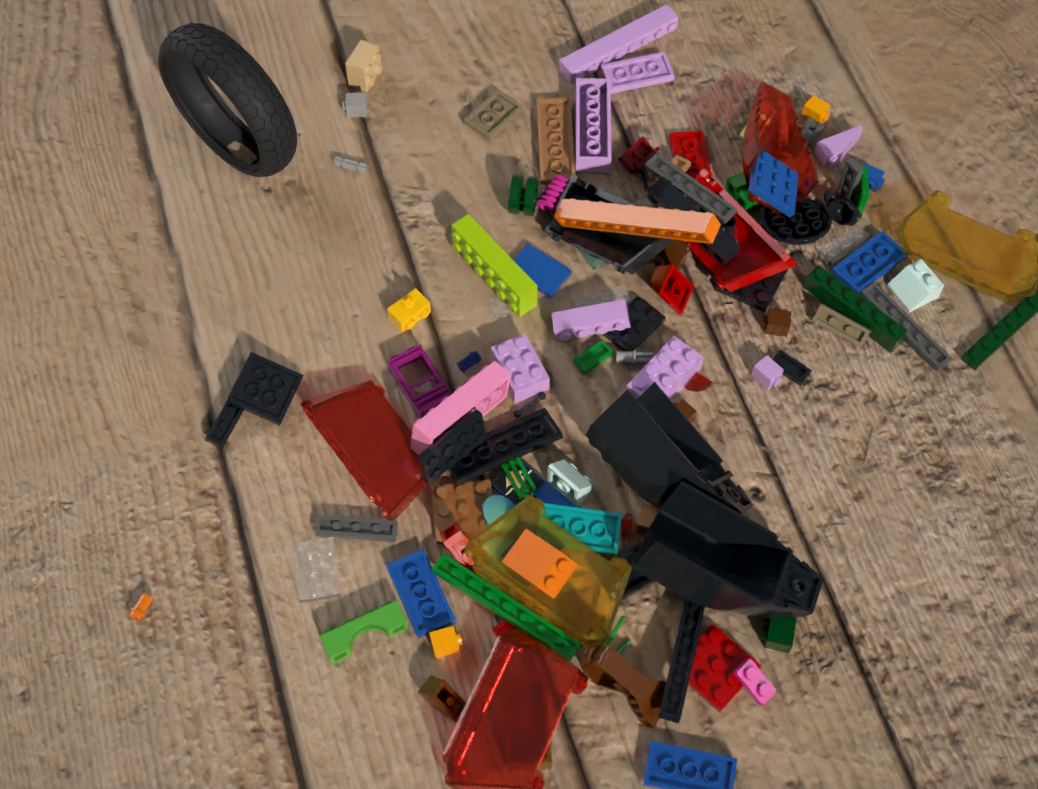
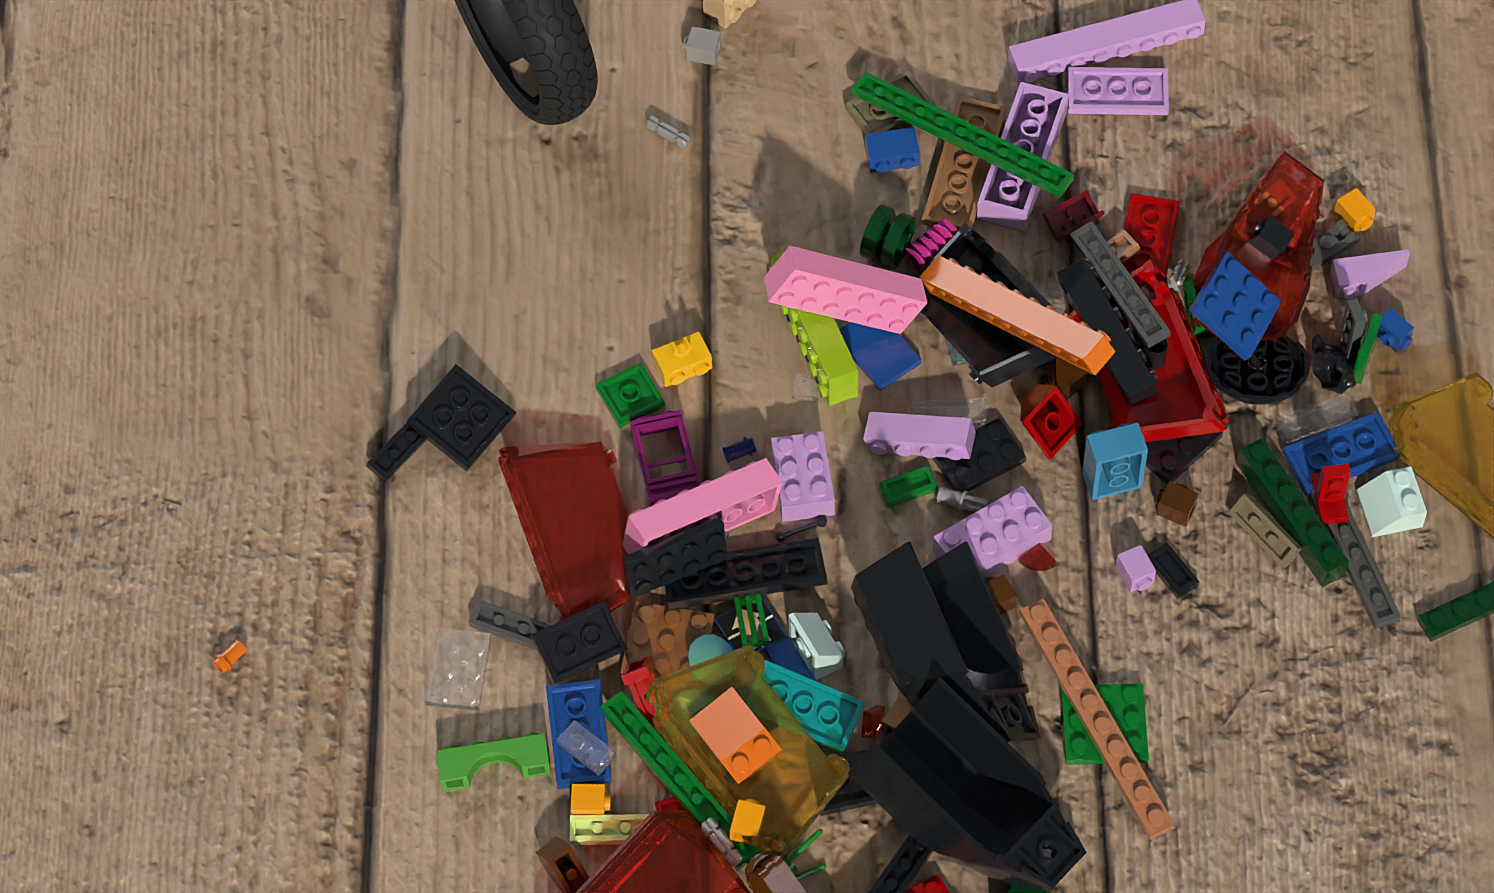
camera: 20 degrees right, 0 degrees up
(380, 344) = (630, 395): none -> green tile
(401, 526) = (579, 642): none -> black plate
(431, 602) = (586, 747): none -> clear plate
(463, 658) = (603, 828): none -> yellowish green plate
(504, 141) = (892, 150): none -> blue brick
(511, 233) = (845, 290): none -> bright pink brick
(551, 118) = (963, 134): none -> green plate
(553, 644) = (721, 841): none -> light grey axle
(569, 625) = (747, 822): none -> light orange brick
(722, 175) = (1179, 275): none -> light grey axle
(730, 303) = (1114, 460): none -> dark azure brick
(772, 137) = (1270, 237): none -> black brick
(783, 483) = (1097, 719): none -> nougat plate
(786, 484) = (1127, 709): none -> green plate
(876, 287) = (1330, 491): none -> red bracket

